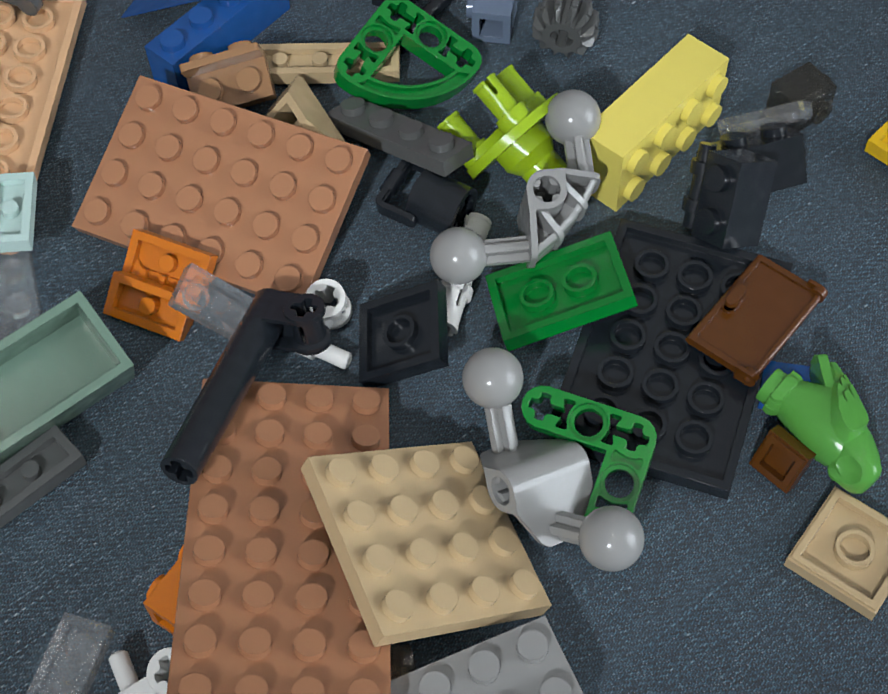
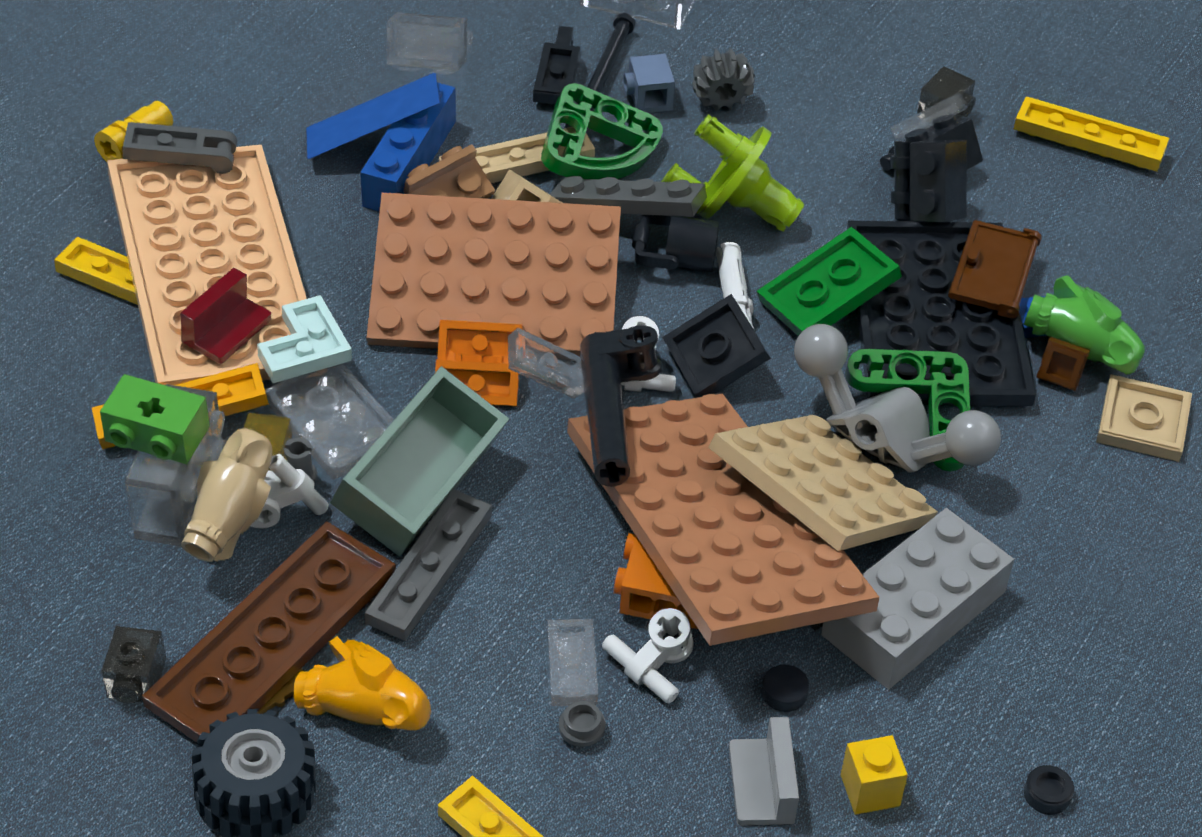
camera: 25 degrees left, 10 degrees down
(549, 203) = (794, 222): light grey piece -> none
(657, 119) = (841, 140): light yellow brick -> none

